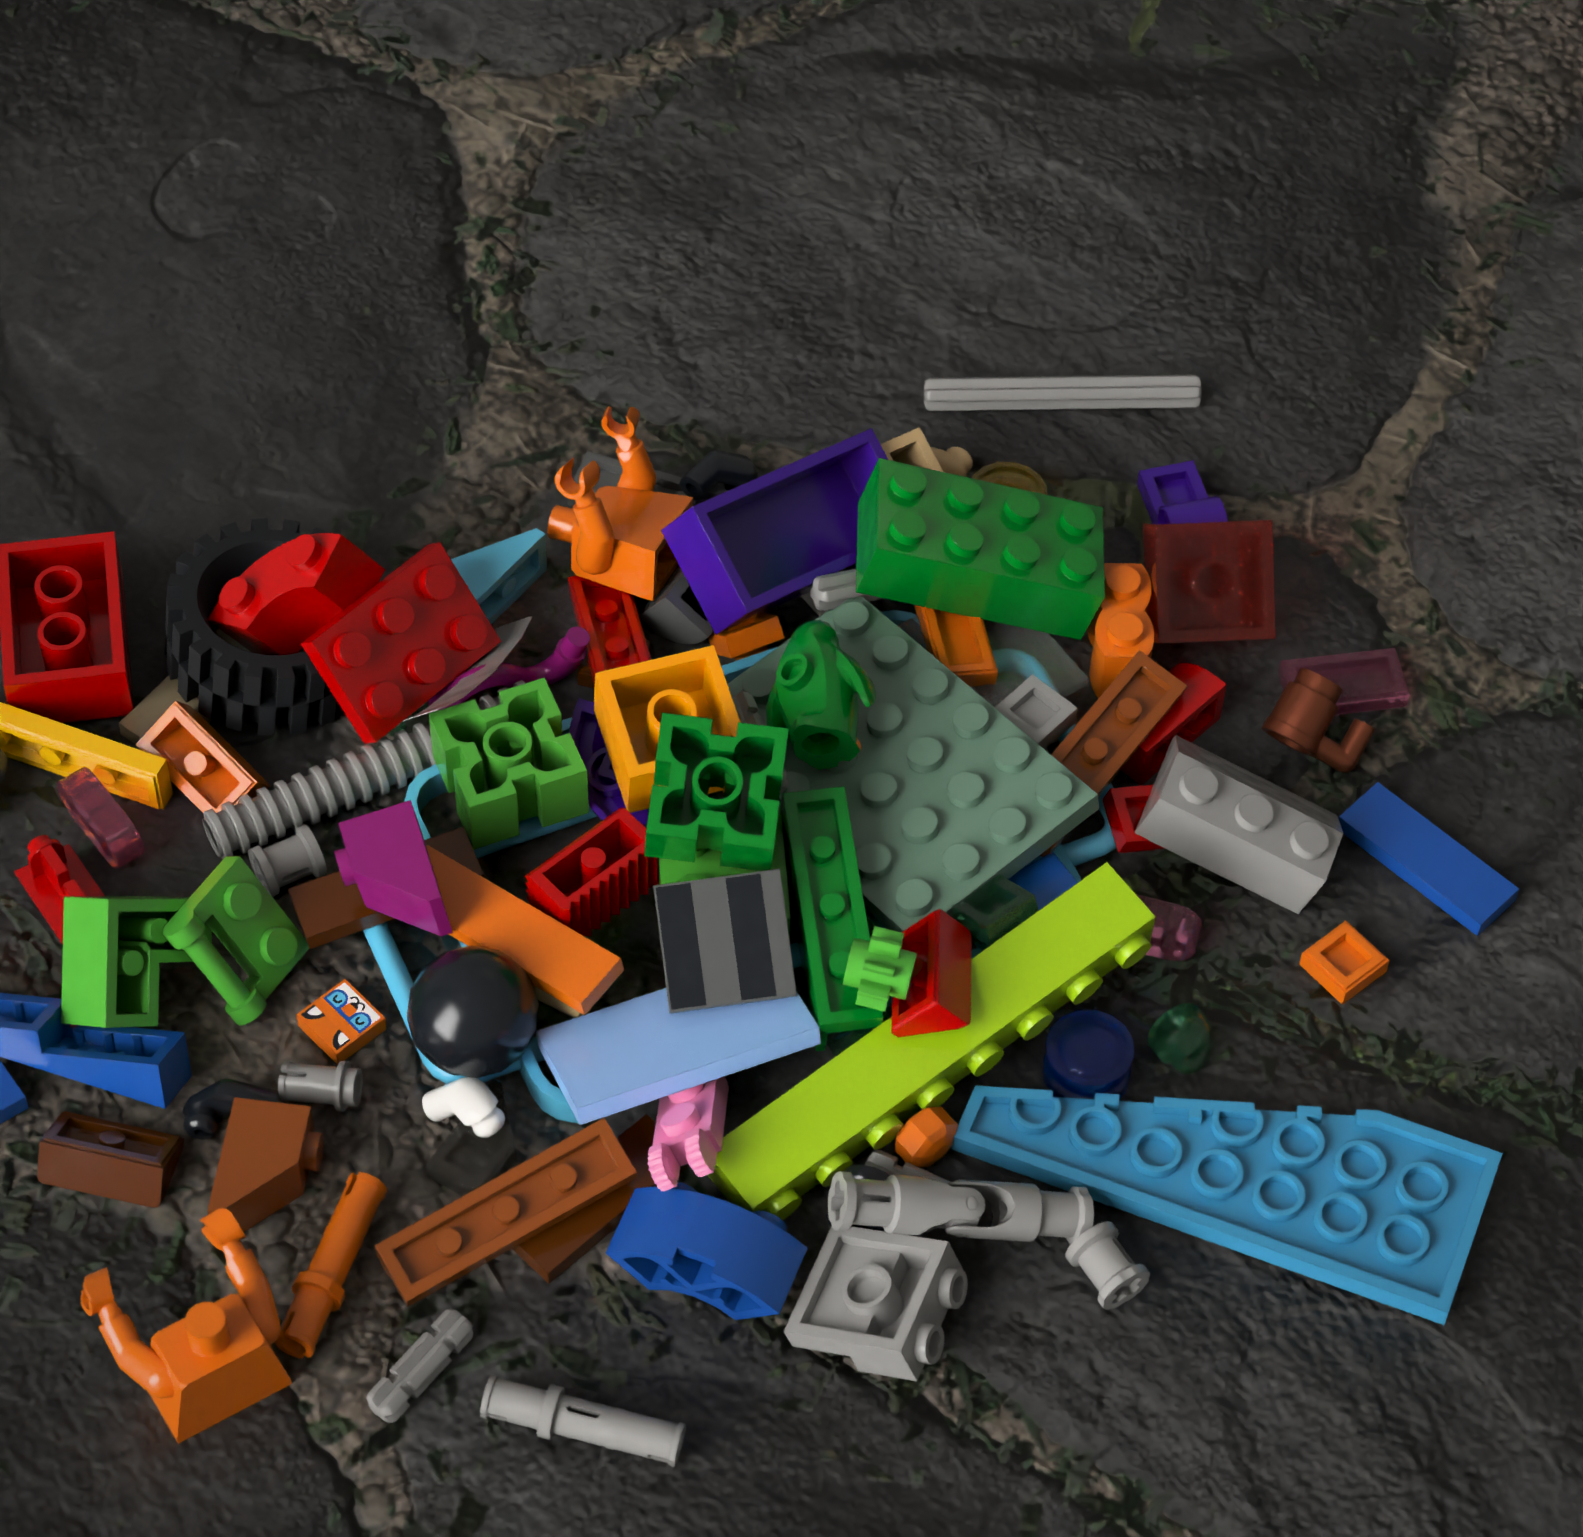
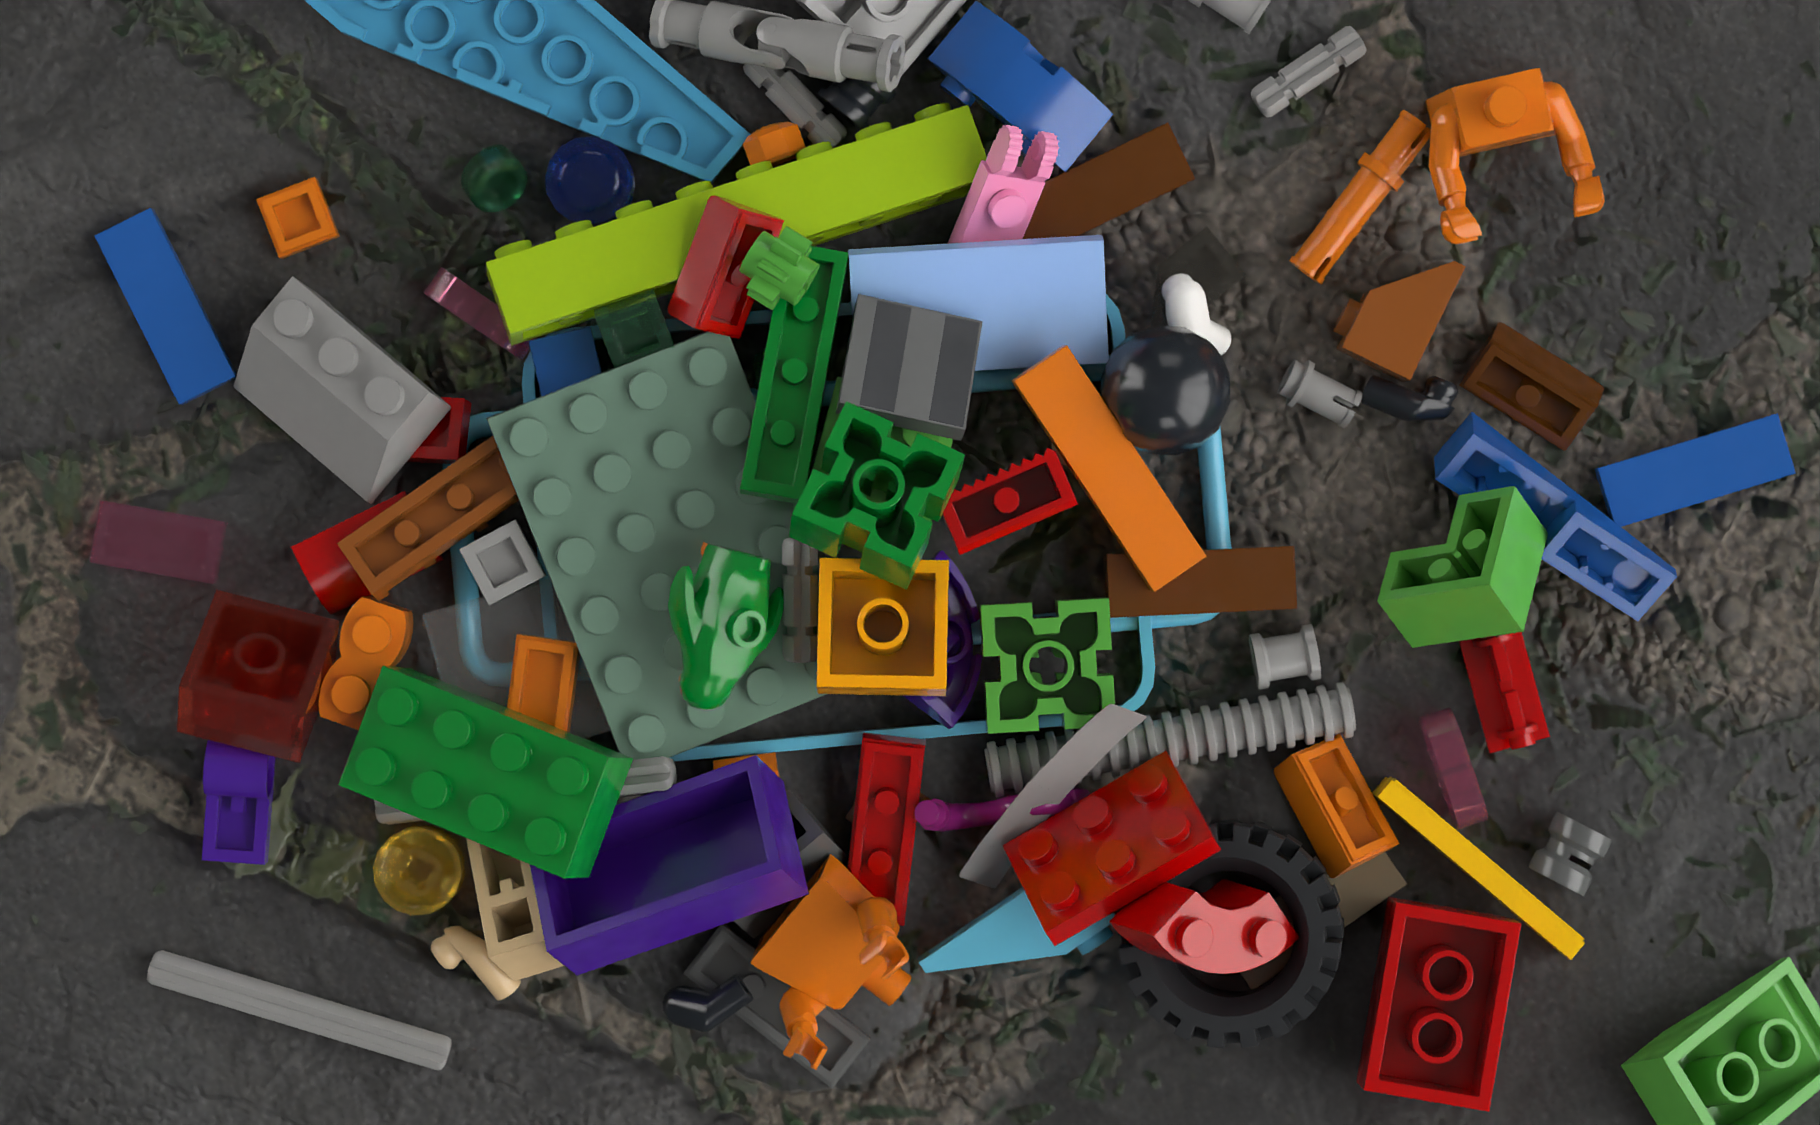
camera: 155 degrees left, 35 degrees up
(250, 929) = (1349, 576): bright green plate -> none
(341, 1021) = (1280, 462): tile -> none
(393, 867) = (1199, 555): magenta slope -> none
(505, 1212) = (1191, 185): dark orange hinge -> none
(1304, 717) = (219, 498): copper piece -> none

